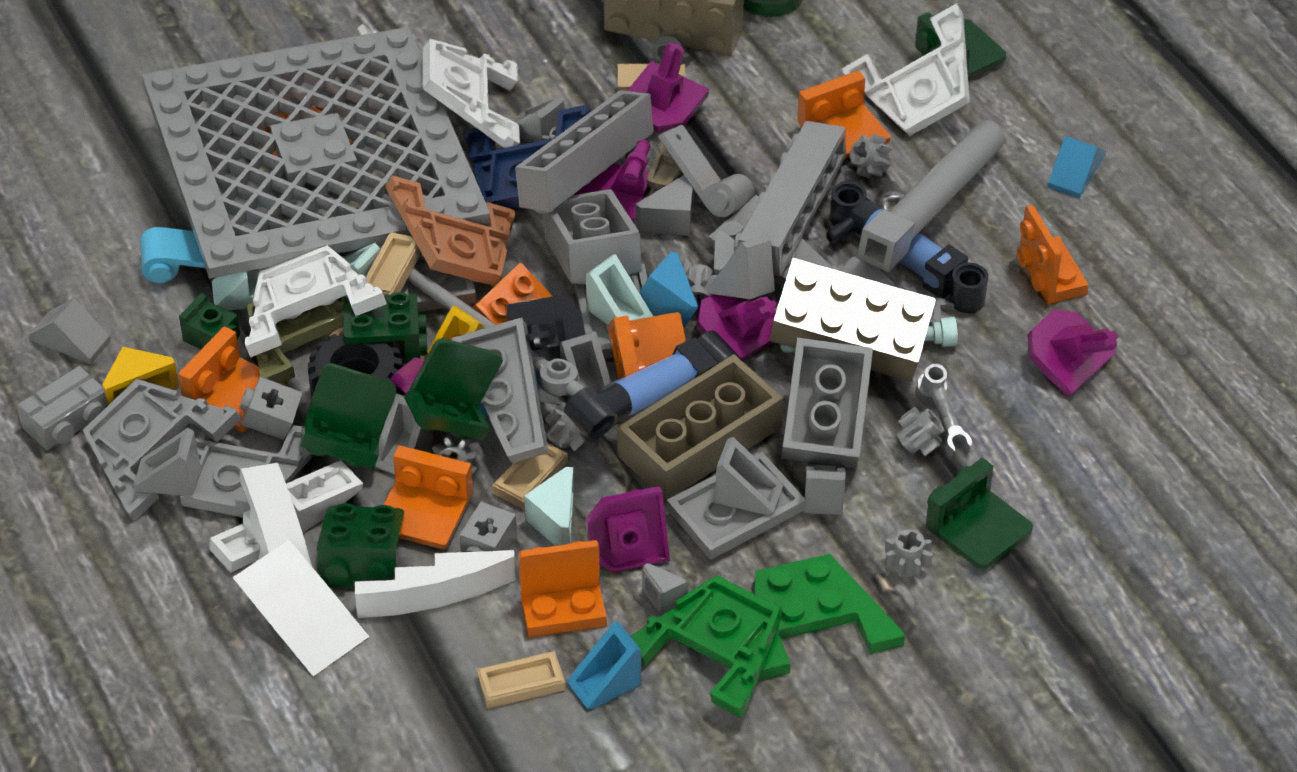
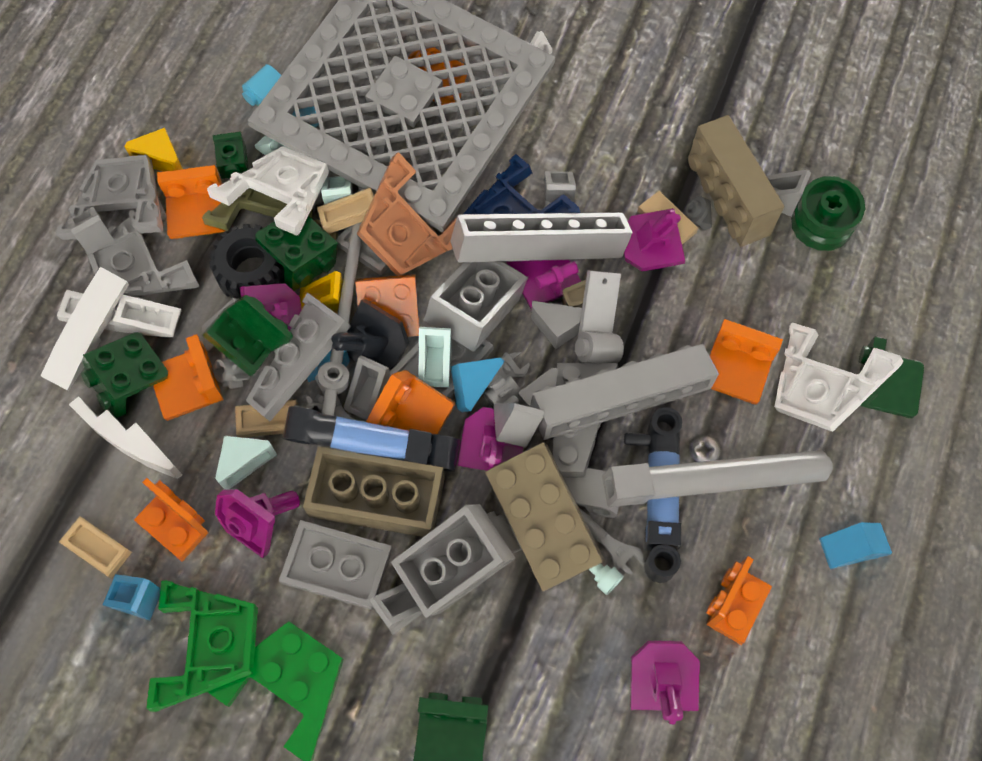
camera: 50 degrees right, 20 degrees up
(62, 408) = (102, 136): light grey brick -> none
(71, 332) = (169, 95): light grey slope -> none
(281, 412) = (197, 244): light grey brick -> none
(301, 607) = (48, 381): white sticker -> none
(347, 415) = (196, 289): dark green bracket -> none
(462, 86) = (531, 121): white wing -> none
(482, 536) = (196, 438): light grey brick -> none
(662, 587) = (223, 576): light grey slope -> none
(744, 481) = (342, 562): light grey slope -> none
(871, 155) = (724, 405): light grey gear -> none
(908, 553) = (389, 715): light grey gear -> none
(920, 431) = (496, 635): light grey gear -> none
(932, 391) = (536, 630): light grey brick -> none

